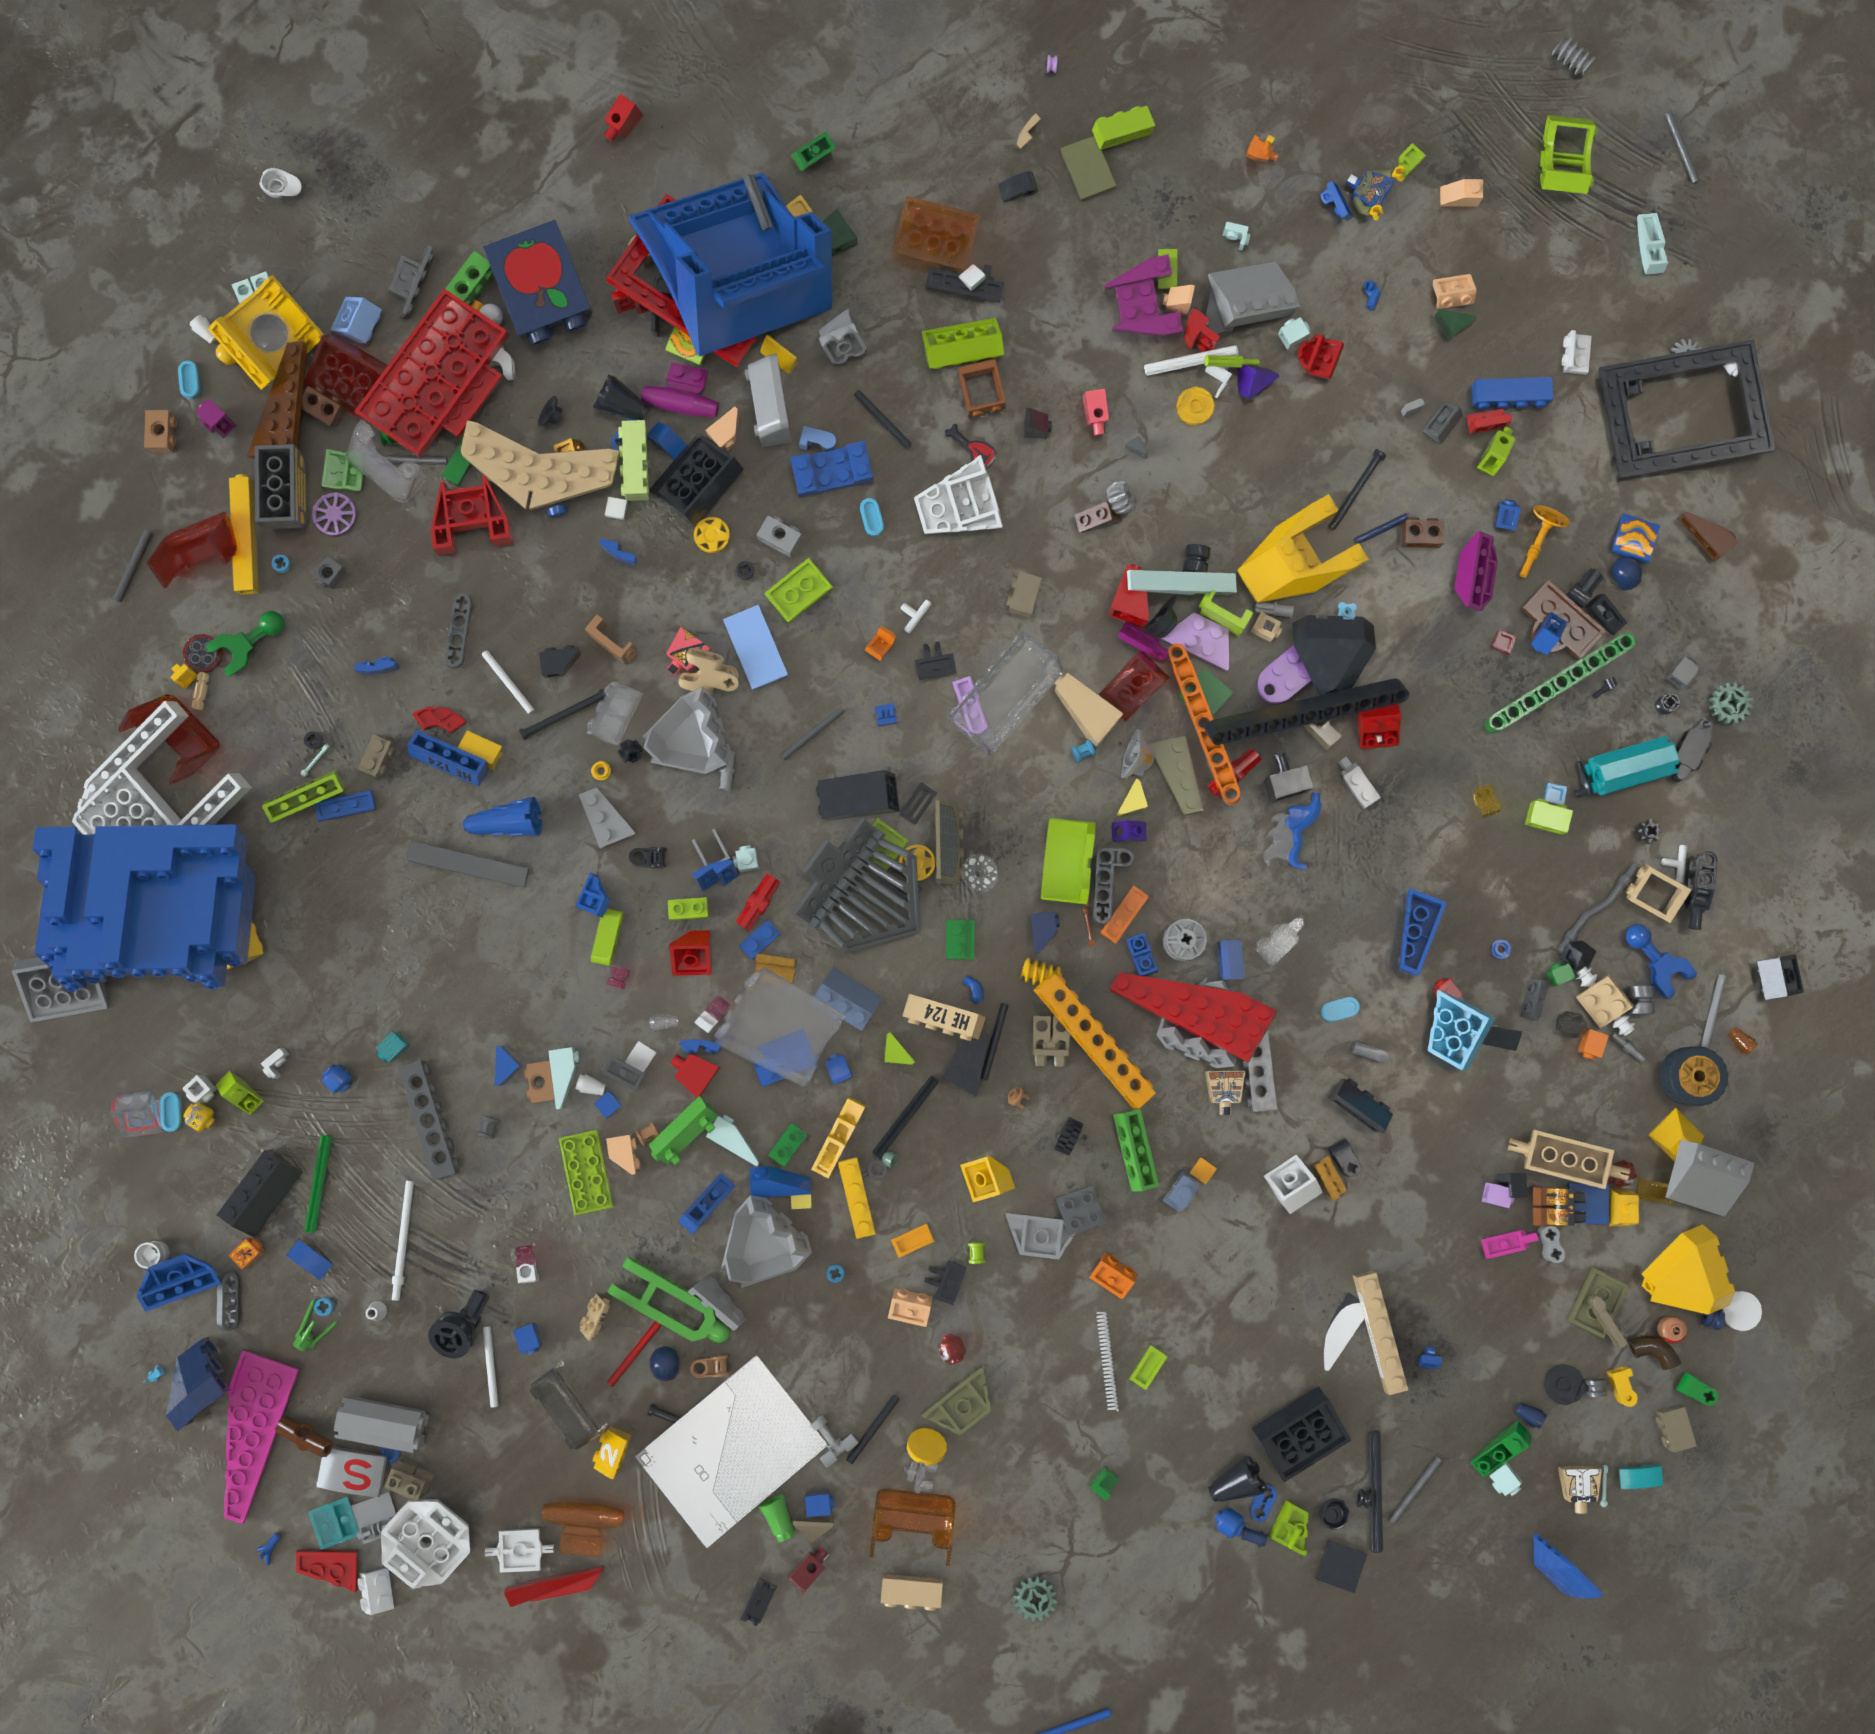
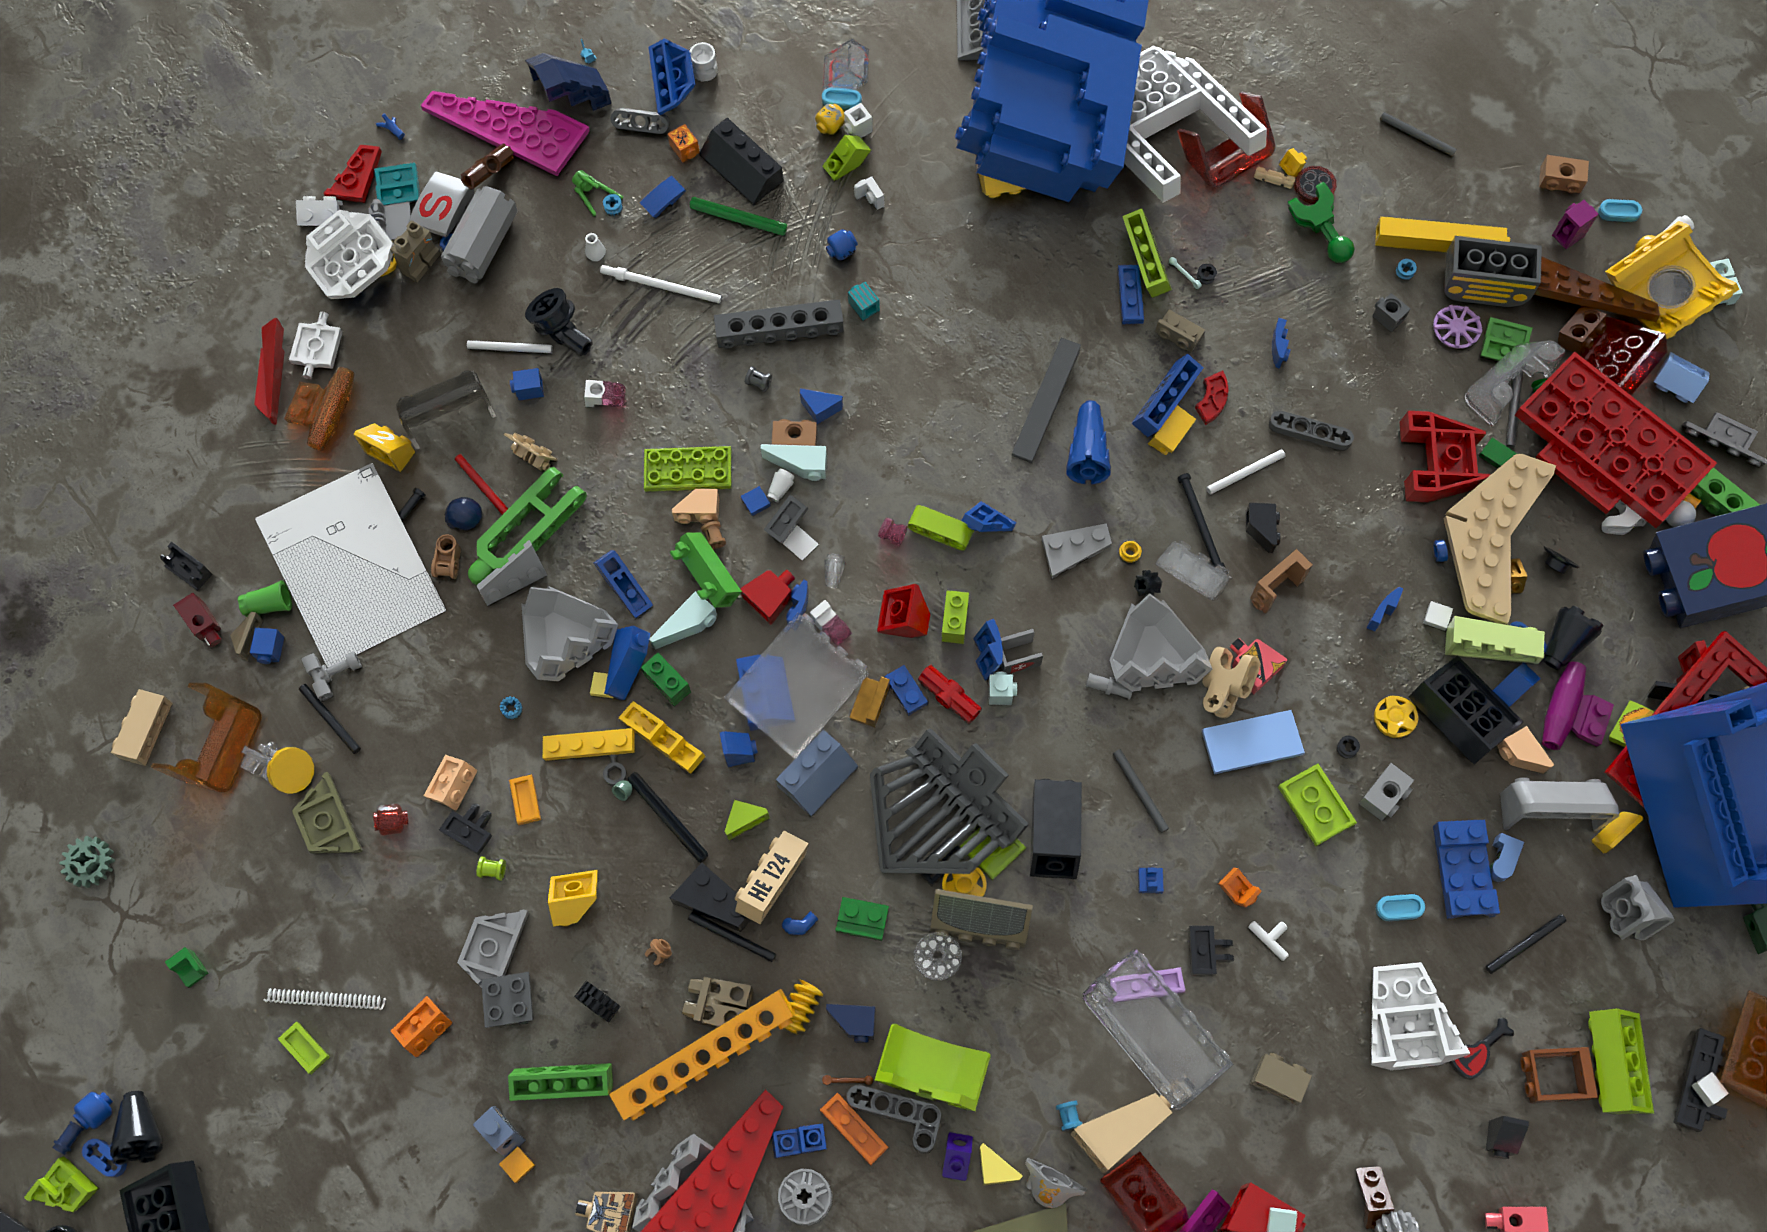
camera: 105 degrees right, 15 degrees down
(192, 545) = (1435, 188): clear red windscreen -> none
(650, 857) = (1021, 587): black piece -> none
(927, 790) = (1050, 913): black tile -> none

